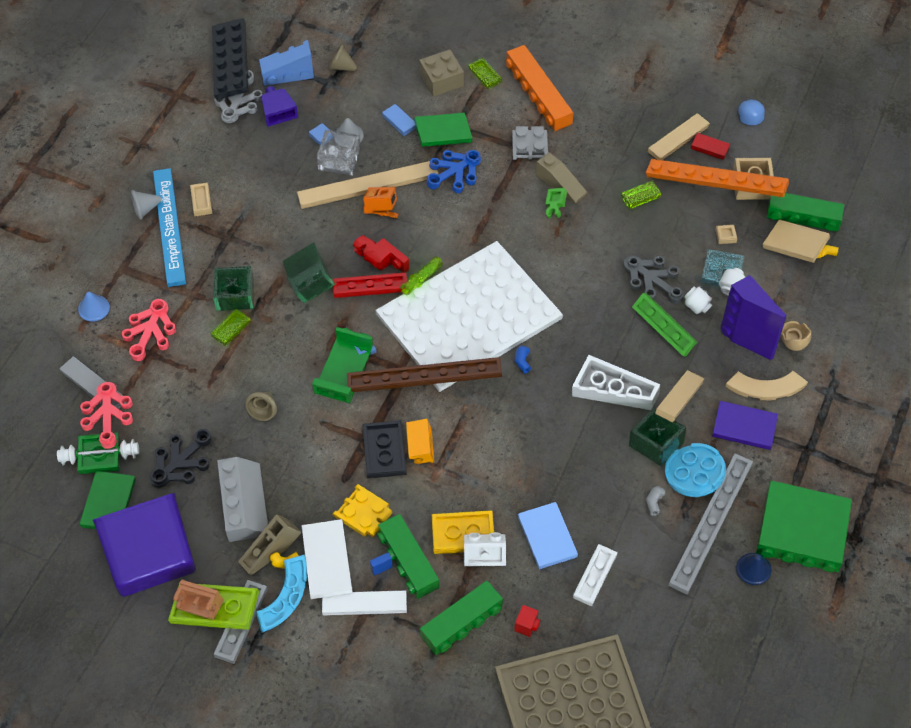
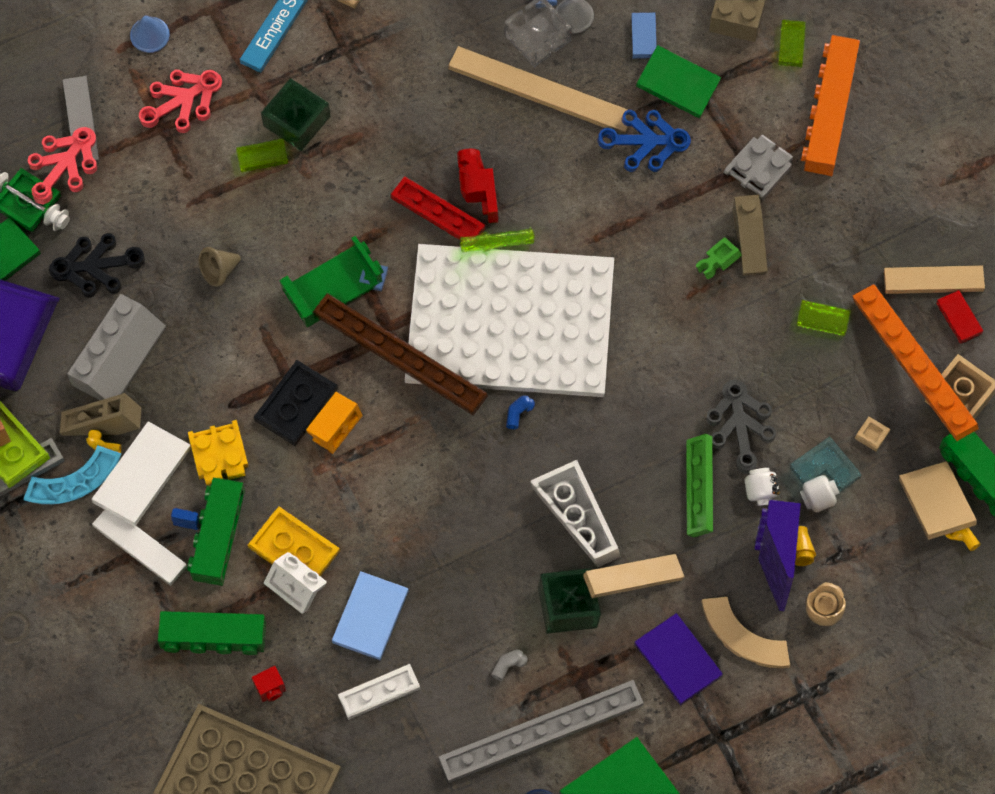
camera: 40 degrees right, 10 degrees up
(308, 273) = (384, 151): clear green slope -> none
(380, 200) = (532, 121): orange piece -> none
(695, 470) = (577, 665): medium azure tile -> none

